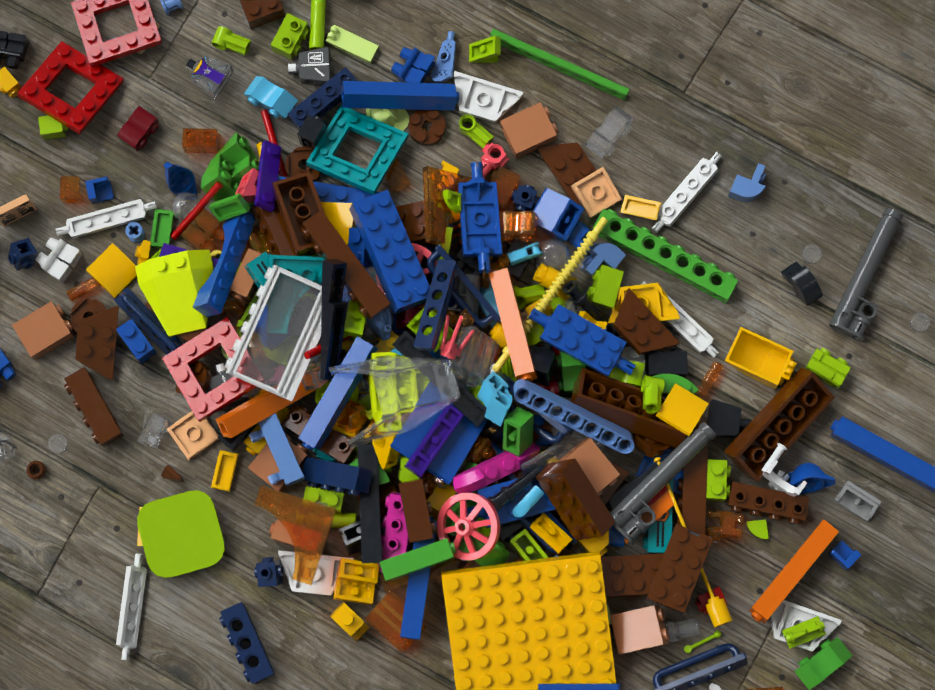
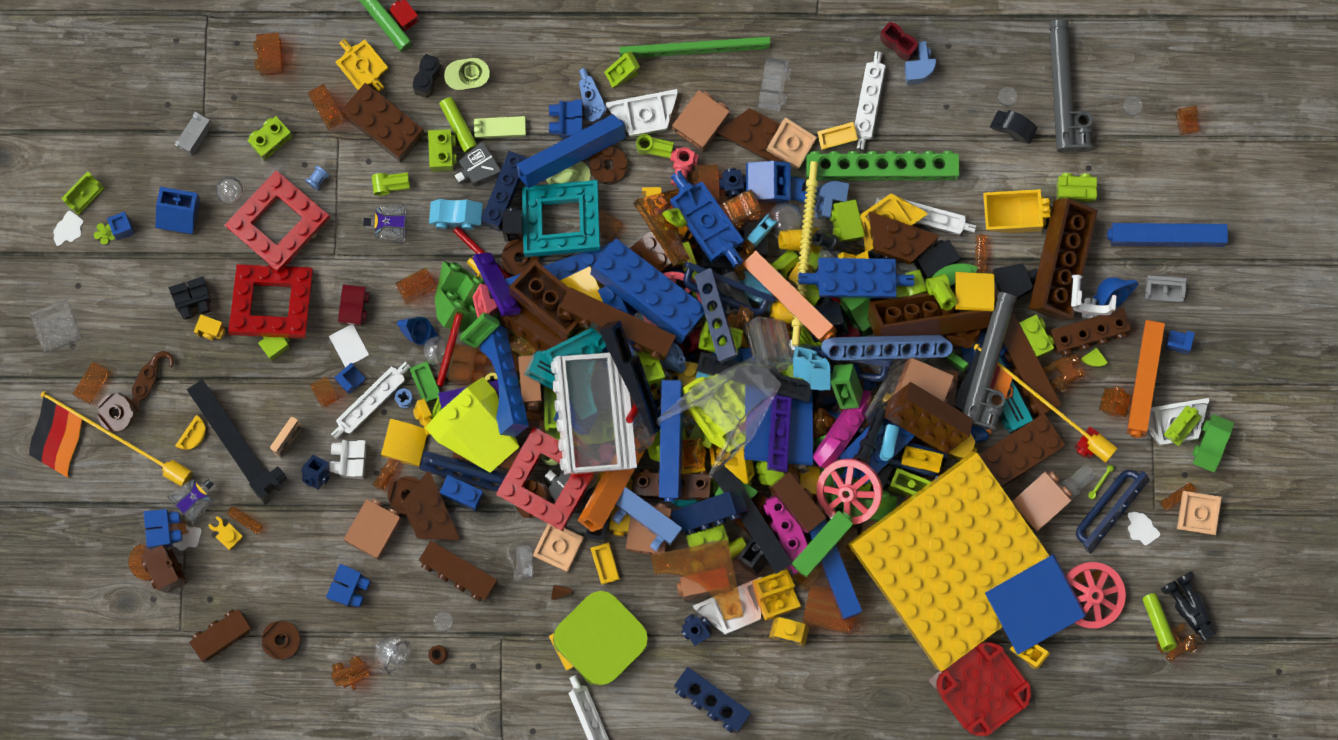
camera: 30 degrees left, 0 degrees up
(116, 161) = (348, 345): none -> white sticker
(450, 348) = (750, 346): coral plant -> none
(633, 463) = (956, 361): none -> bright green tile
(679, 569) = (1049, 429): reddish brown piece -> none
(739, 150) = (894, 38): none -> dark red brick
(755, 577) = (1115, 402): none -> clear orange brick

